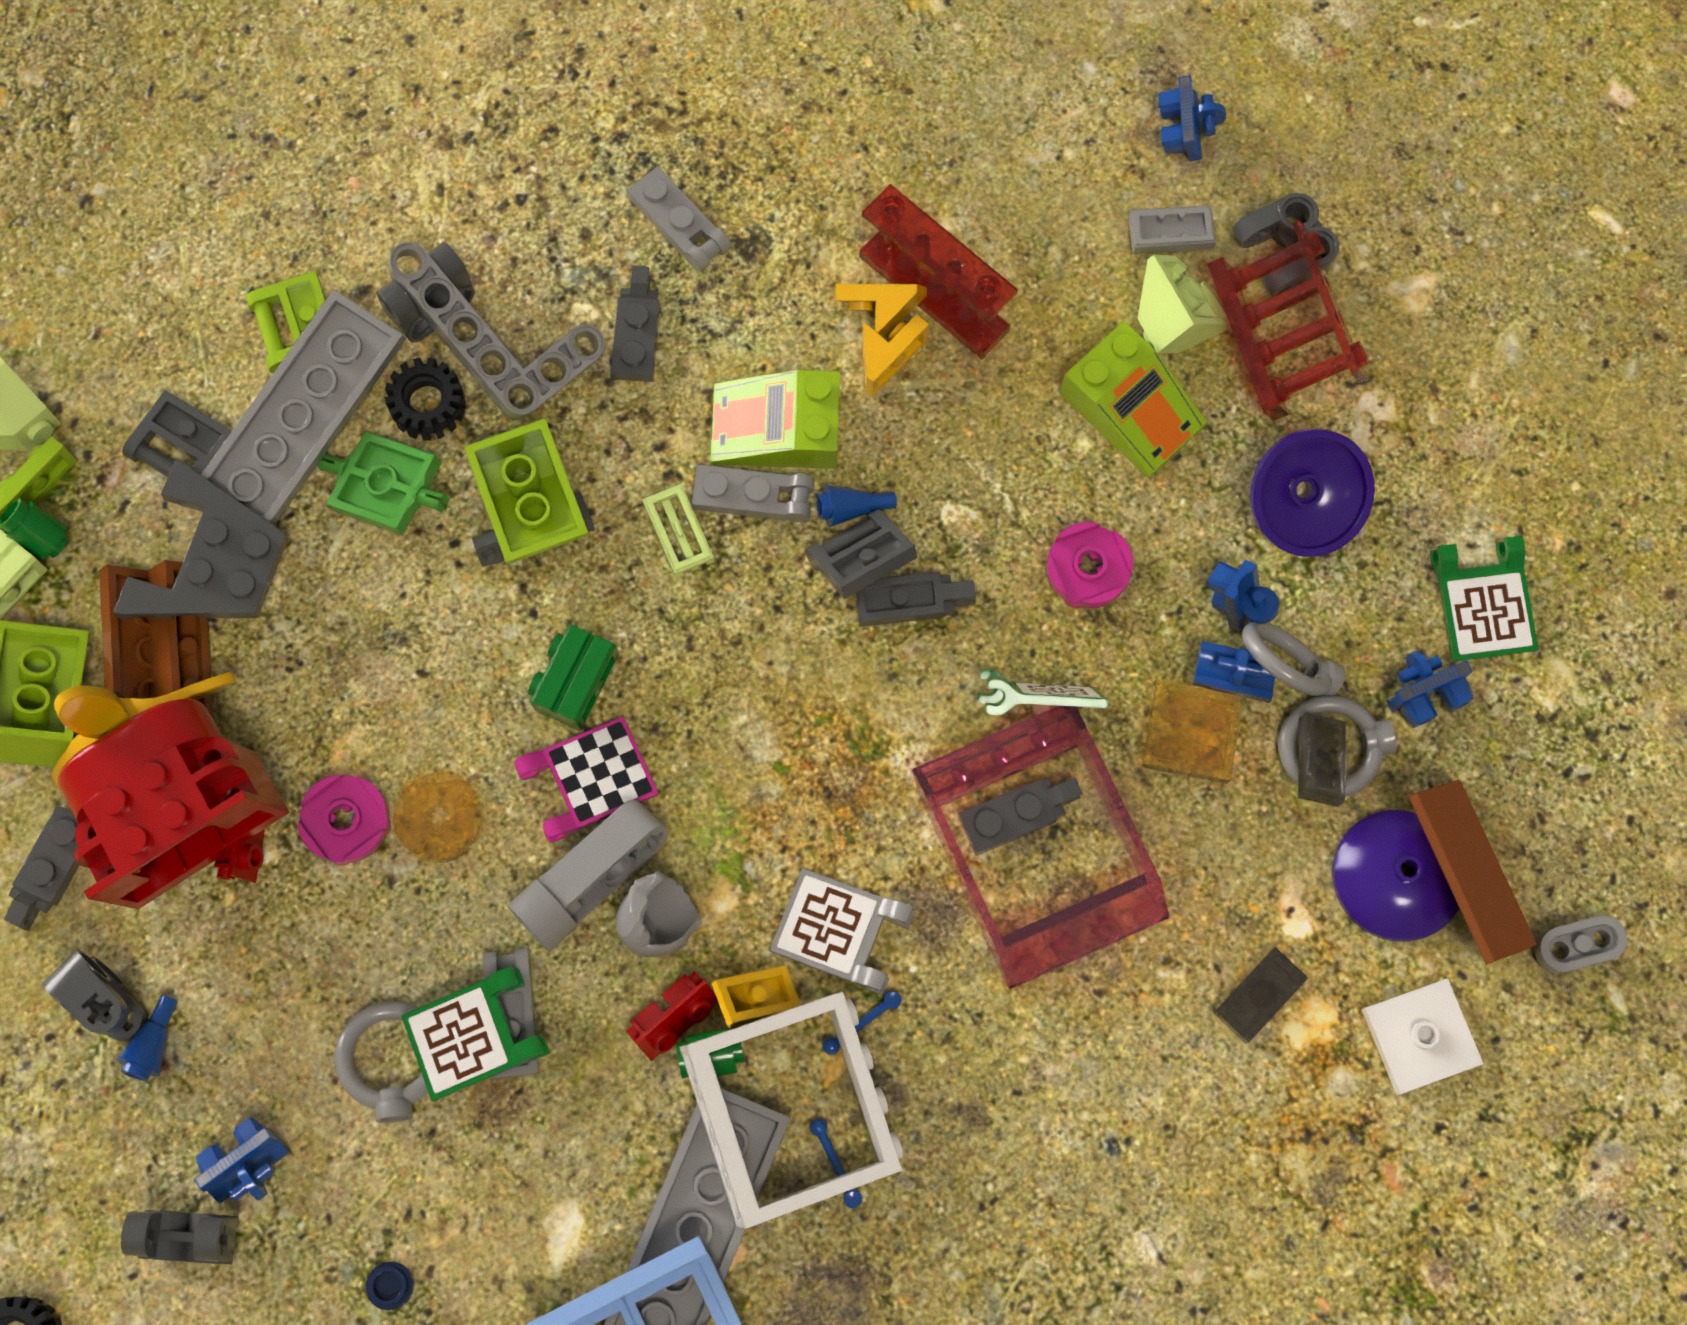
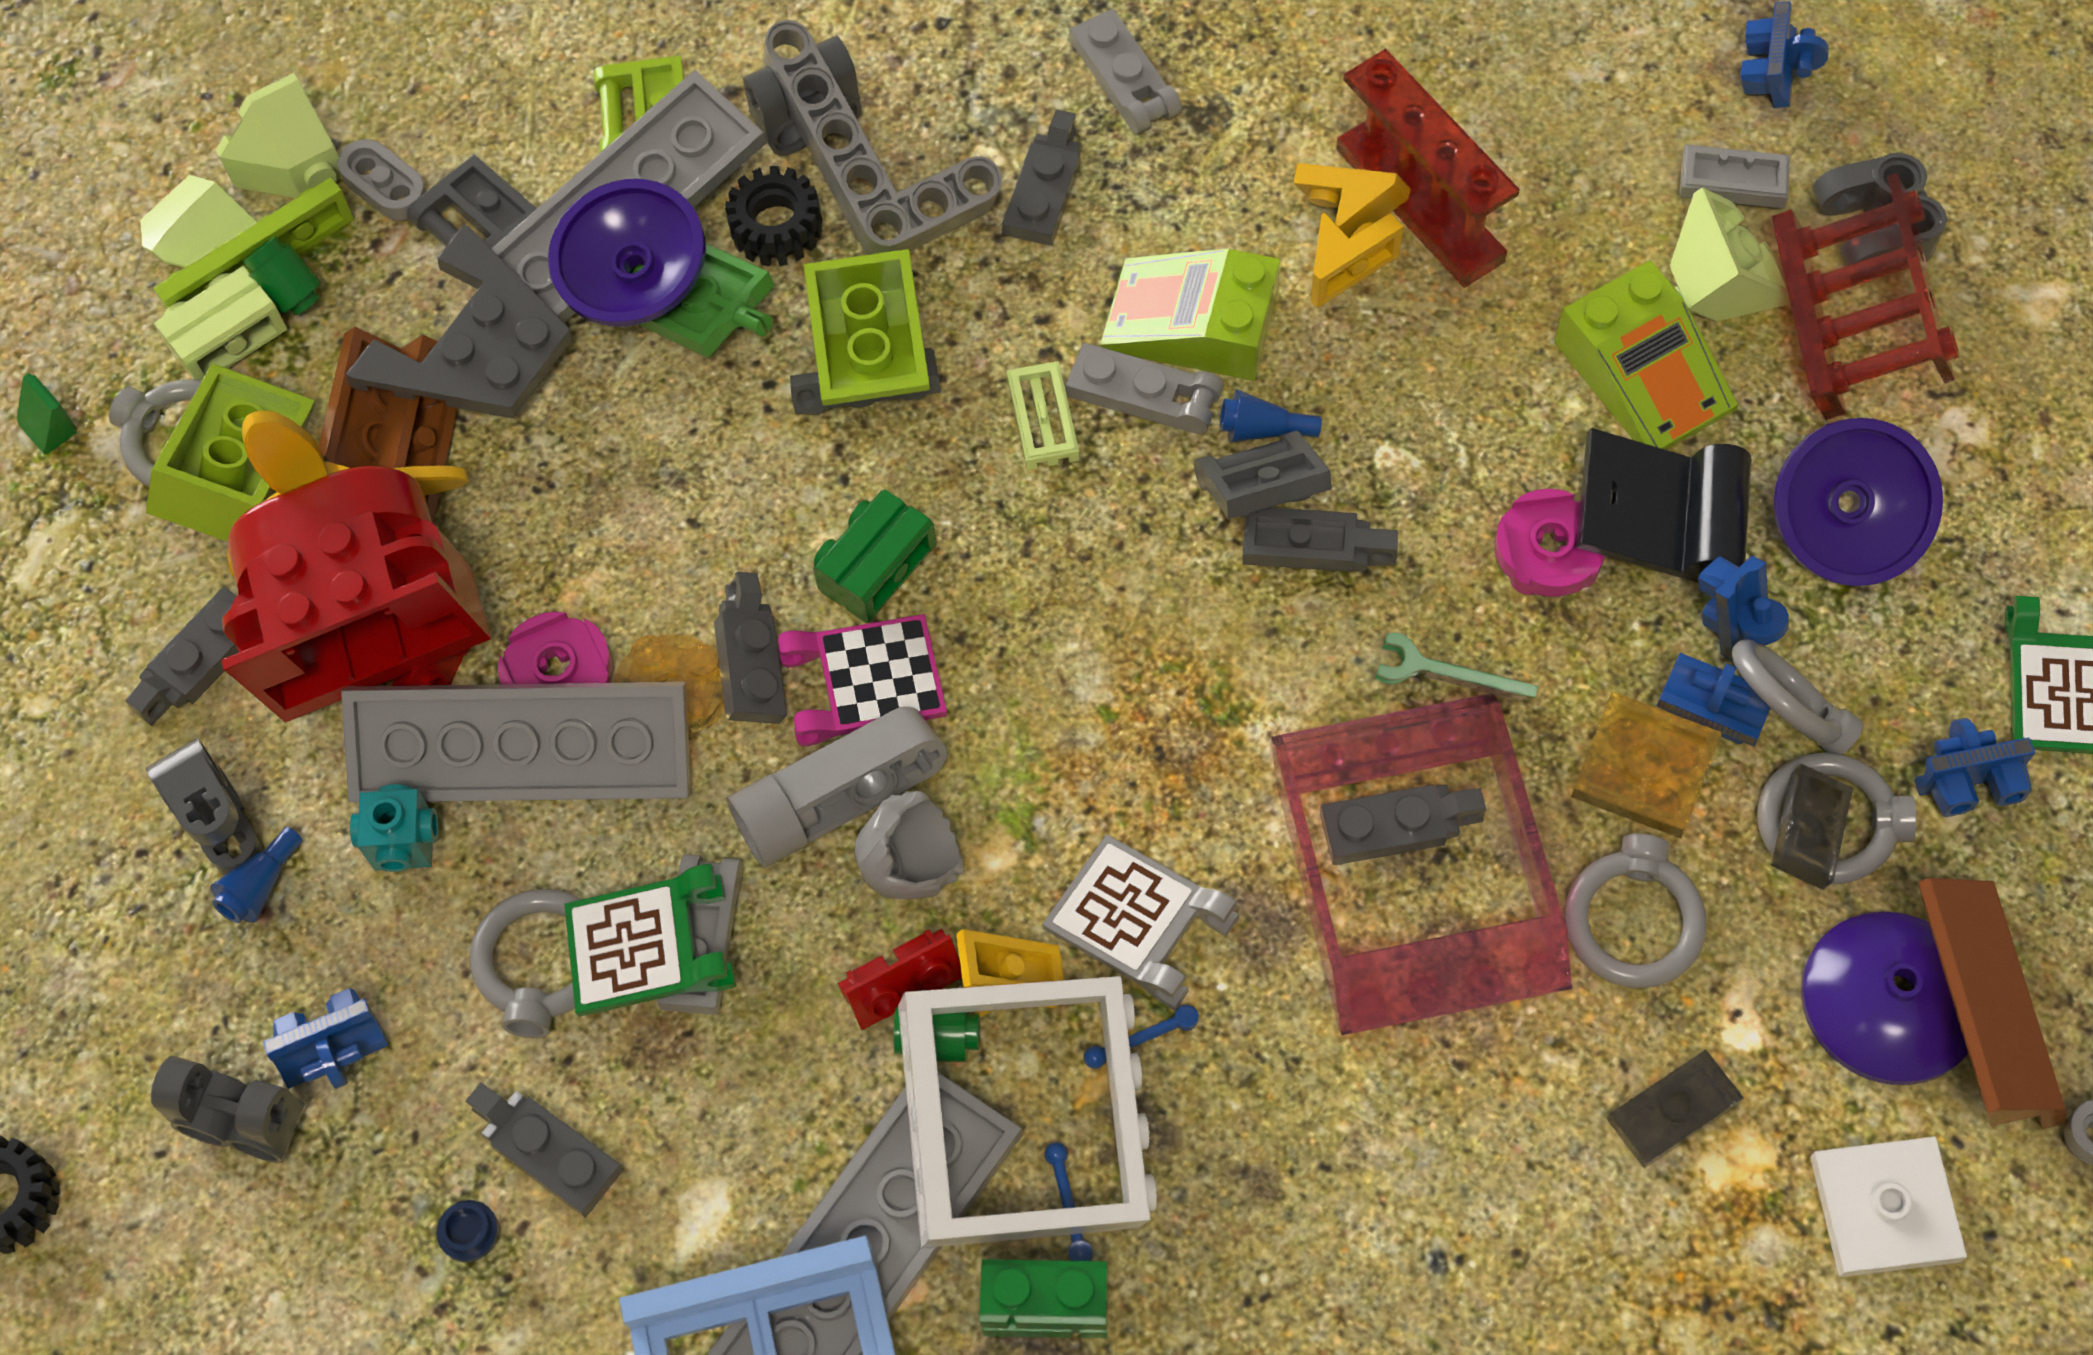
camera: 20 degrees right, 10 degrees down
(96, 425) = (387, 181): none -> light grey plate
(265, 986) = (394, 828): none -> teal brick
(298, 446) = (612, 233): none -> dark purple dish
(329, 892) = (519, 740): none -> light grey plate
(433, 1208) = (545, 1148): none -> dark grey hinge
(494, 779) = (748, 654): none -> dark grey hinge
(836, 1244) = (1044, 1298): none -> green brick
(1169, 520) = (1664, 506): none -> black door
(1206, 807) = (1646, 860): none -> light grey piece

